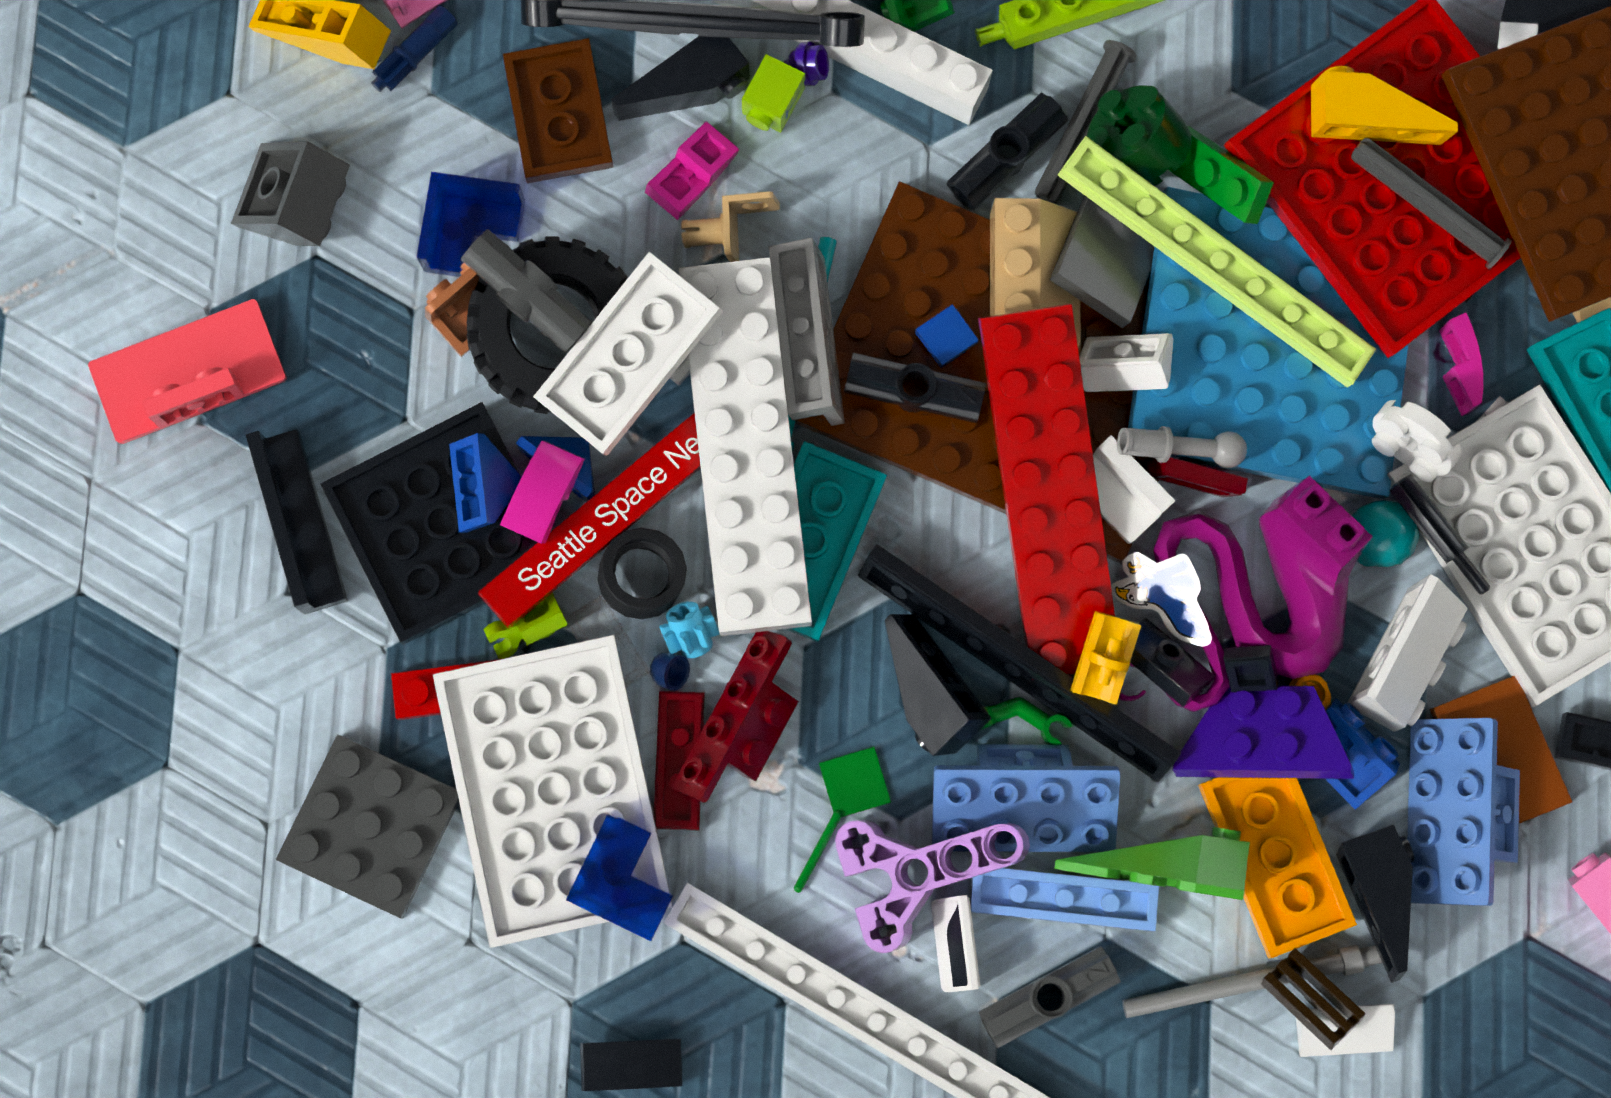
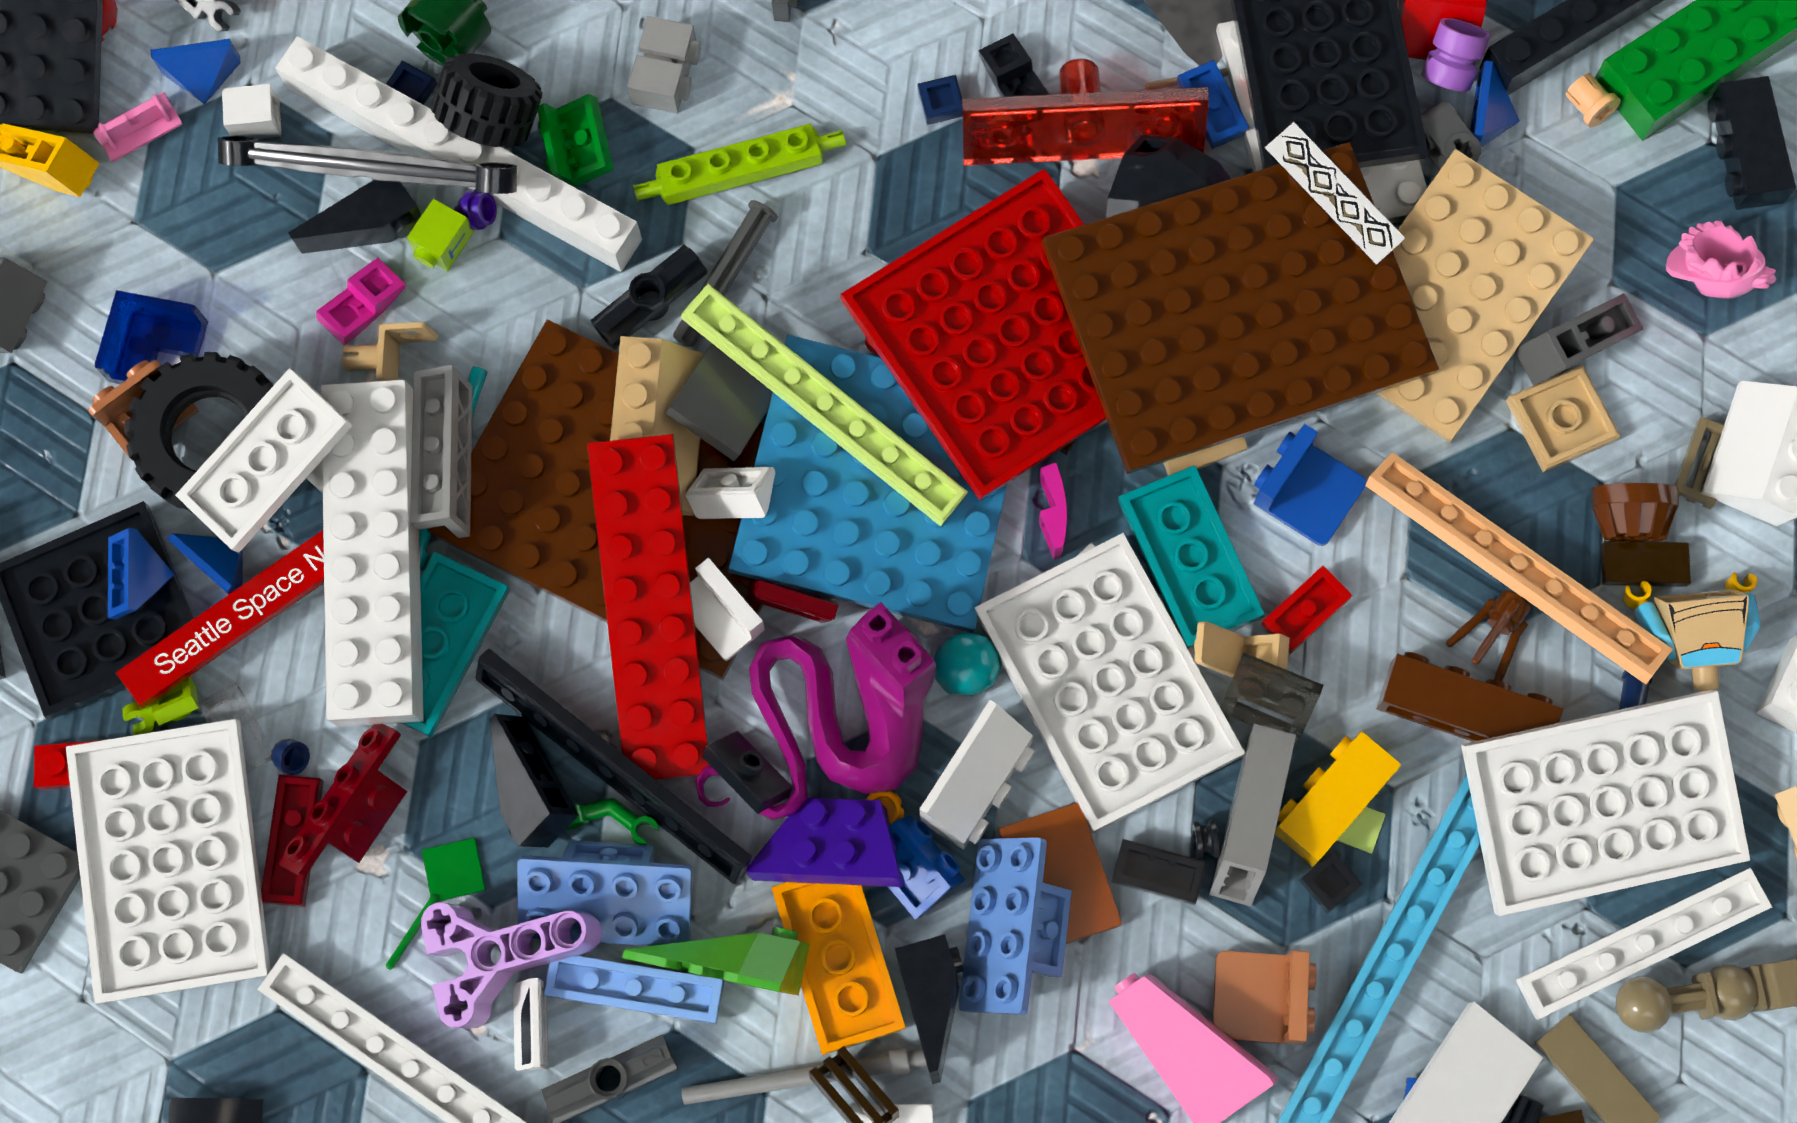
camera: 10 degrees right, 5 degrees down
(413, 49) = (119, 181): dark blue piece -> none
(526, 290) = (175, 397): dark grey piece -> none
(541, 491) = (181, 584): dark pink slope -> none
(557, 110) = (243, 242): reddish brown plate -> none
(607, 882) = (204, 945): clear blue panel -> none
(647, 540) = (269, 634): black tyre -> none
(689, 630) = (308, 720): medium azure gear -> none
(945, 393) = (510, 499): black piece -> none
(946, 336) = (570, 461): blue tile -> none
(1105, 657) = (685, 762): yellow hips -> none
(1141, 131) = (767, 284): dark green brick -> none
(1167, 589) = (757, 705): sticker -> none
(1224, 179) = (833, 325): green plate -> none
(1226, 449) = (817, 576): light grey pin -> none
(1251, 668) = (824, 781): black tile -> none
(1365, 107) = (969, 271): yellow slope -> none
(1415, 439) = (991, 573): white plate -> none
(1430, 201) = (1024, 358): dark grey axle -> none
(1437, 529) = (1011, 661): black axle -> none

